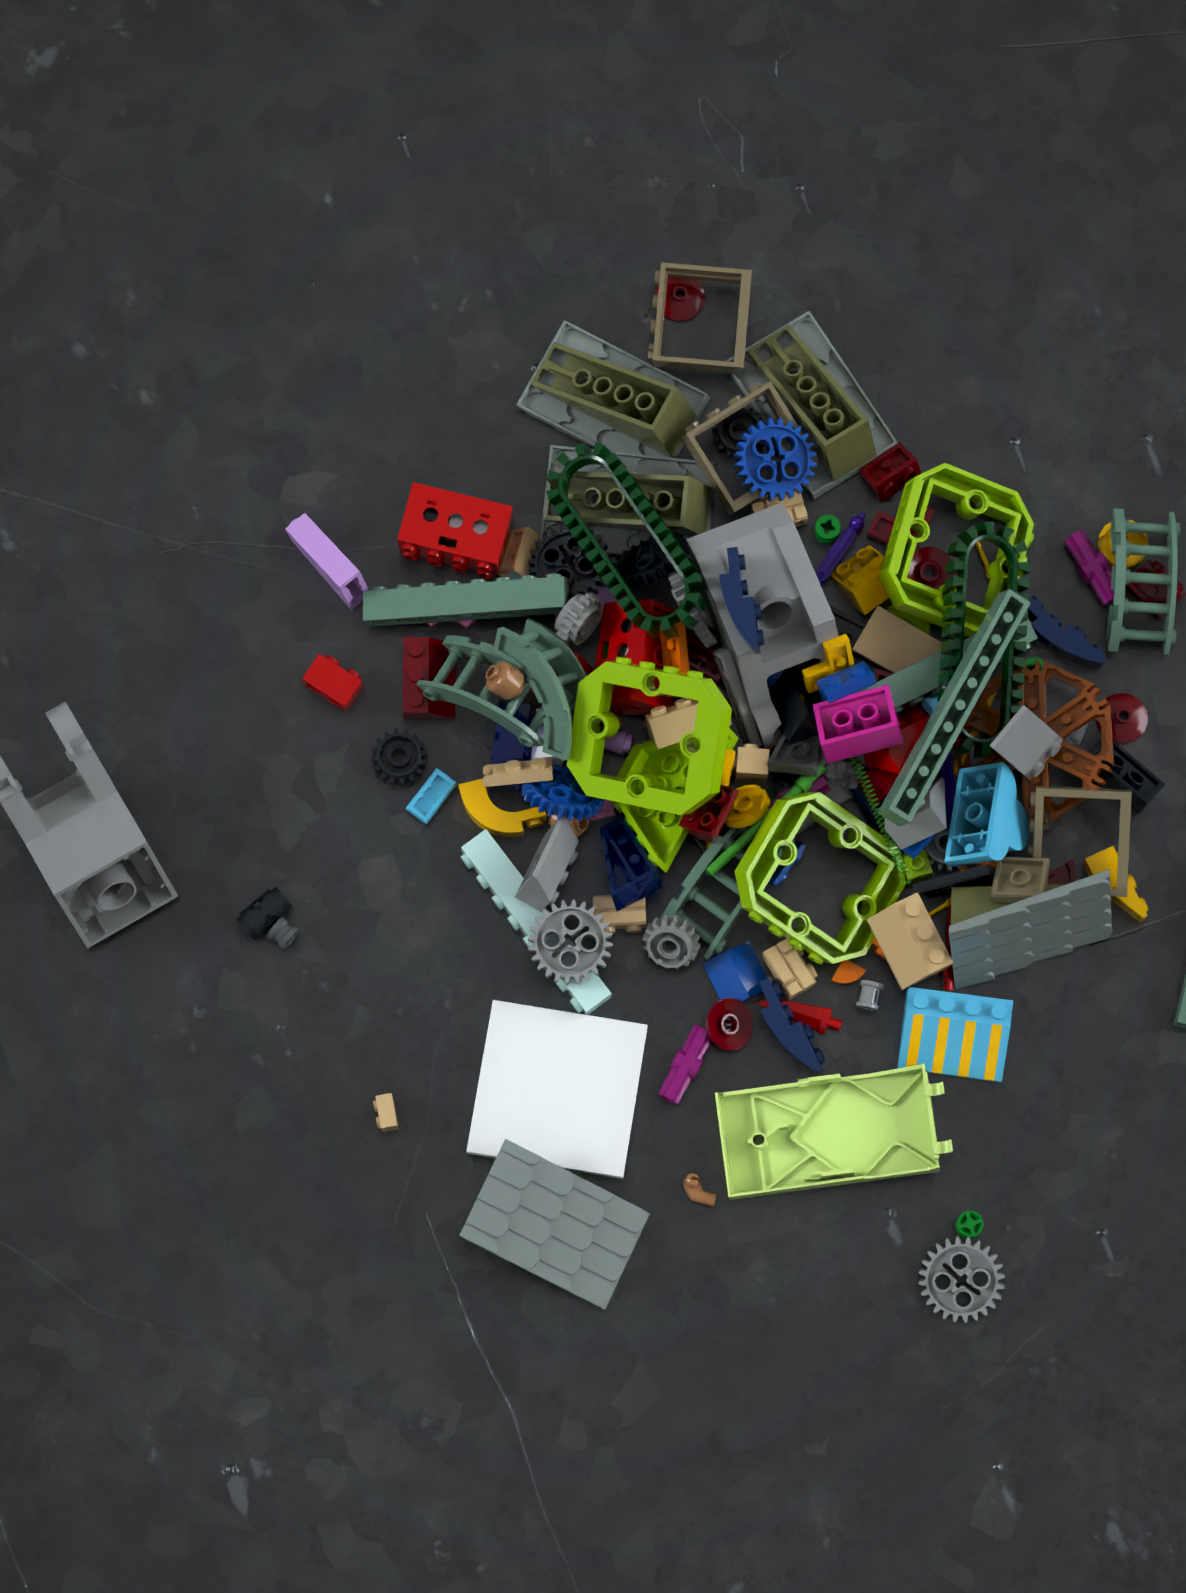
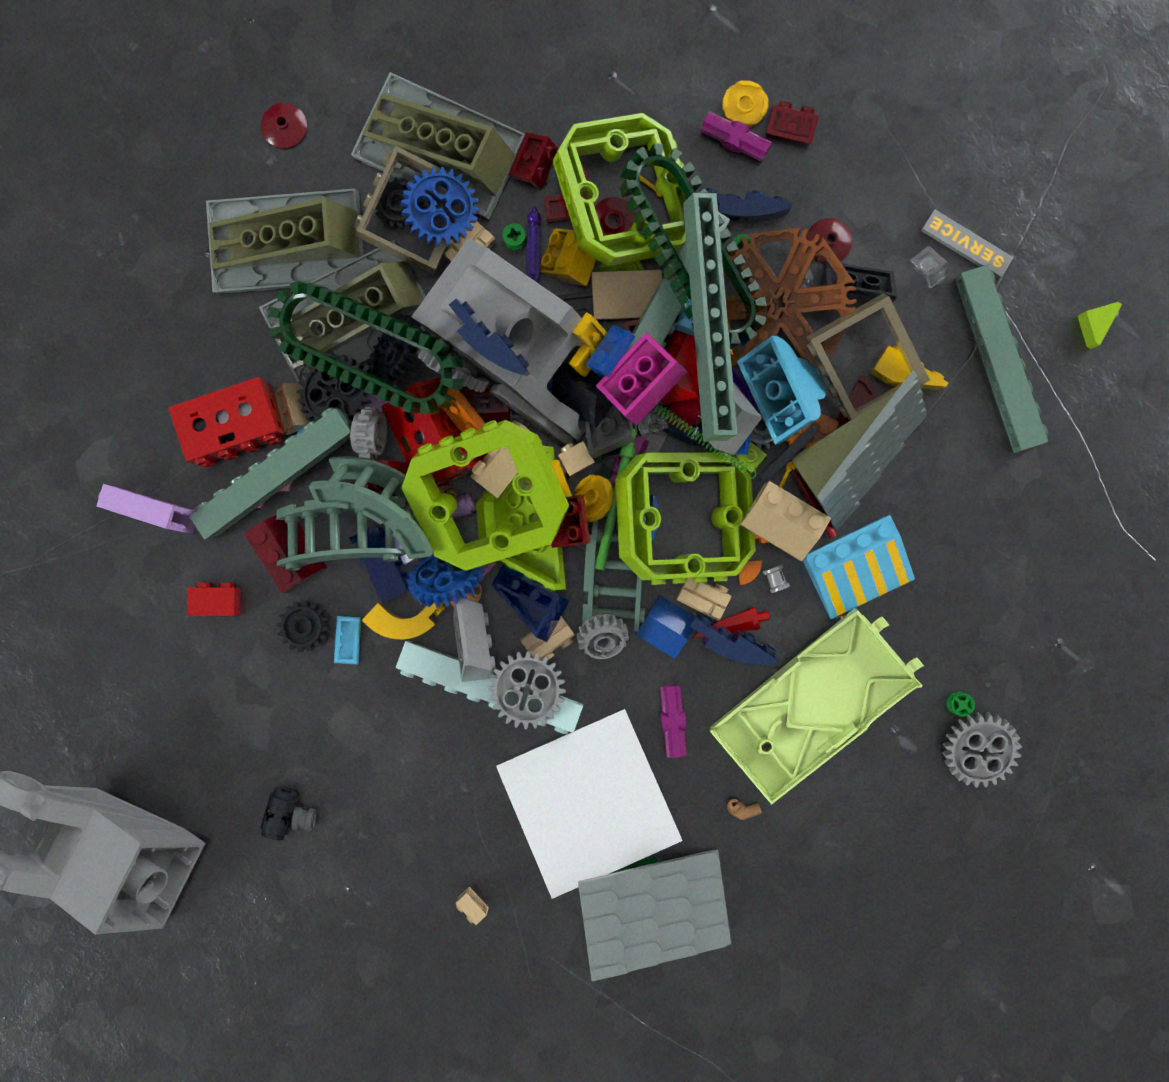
camera: 30 degrees left, 10 degrees up
(505, 680) = (342, 523): medium nougat head -> none
(518, 772) = (401, 584): tan hinge -> none
(702, 273) = (288, 93): dark tan window -> none
(738, 1024) = (694, 669): dark red dish -> none
(1019, 878) = (843, 420): dark tan tile -> none
(1027, 743) = (781, 308): light grey slope -> none
(1121, 576) = (765, 128): sand green fence -> none

